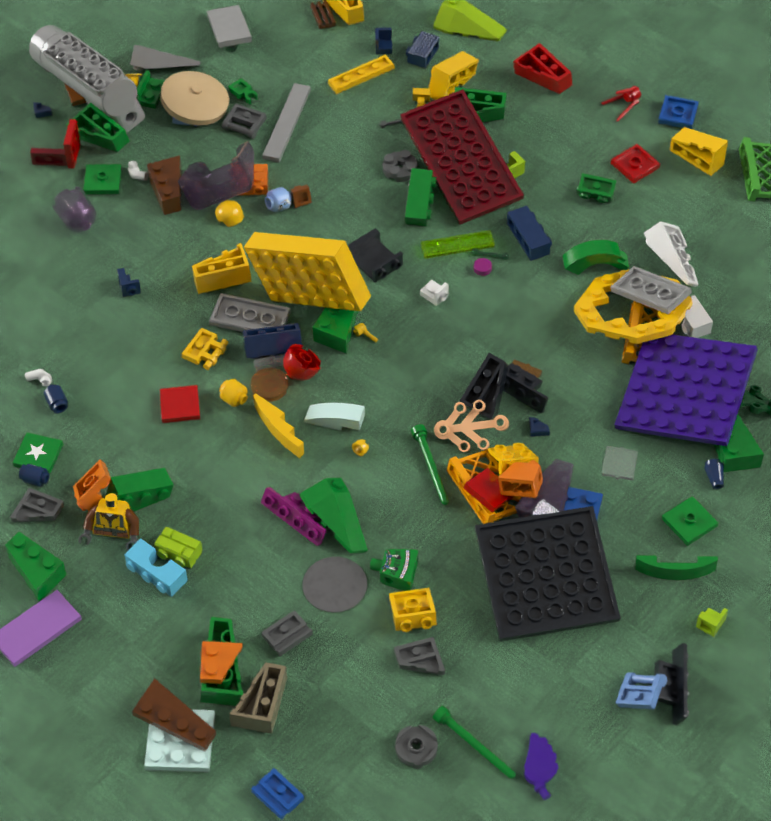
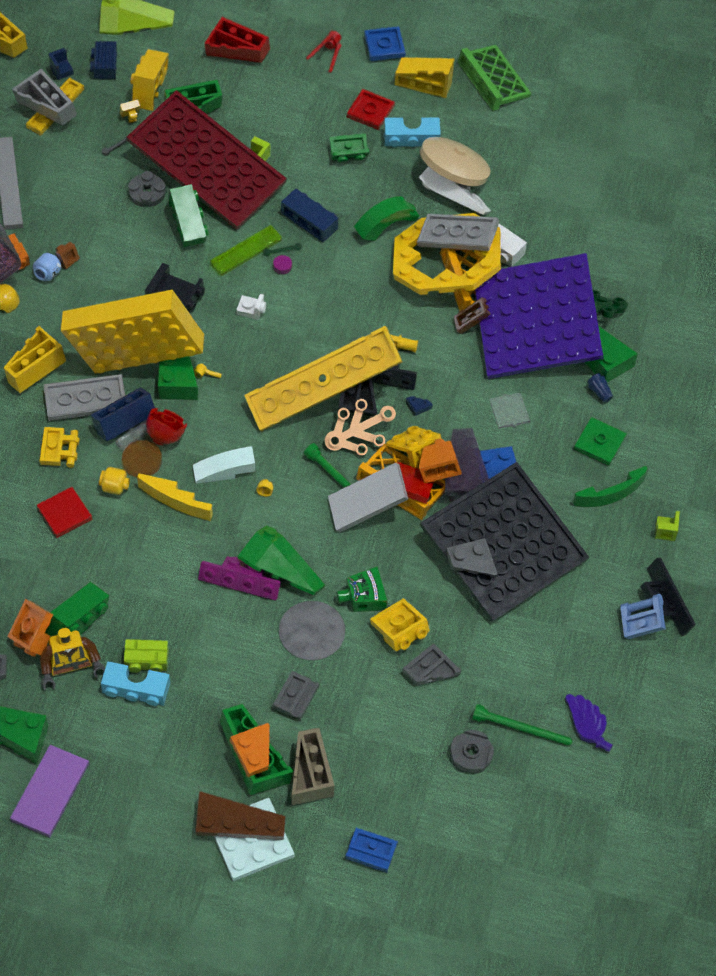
camera: 30 degrees left, 5 degrees up
(351, 62) = (45, 97): none -> light grey wedge
(442, 487) = (367, 497): none -> light grey tile
(474, 368) = (342, 369): none -> yellow piece
(506, 574) = (472, 557): none -> dark grey wing
(549, 367) = (404, 343): none -> yellow axle
(626, 367) = (472, 318): none -> reddish brown tile
(671, 200) = (398, 135): none -> medium azure arch
(683, 229) = (455, 161): none -> tan dish

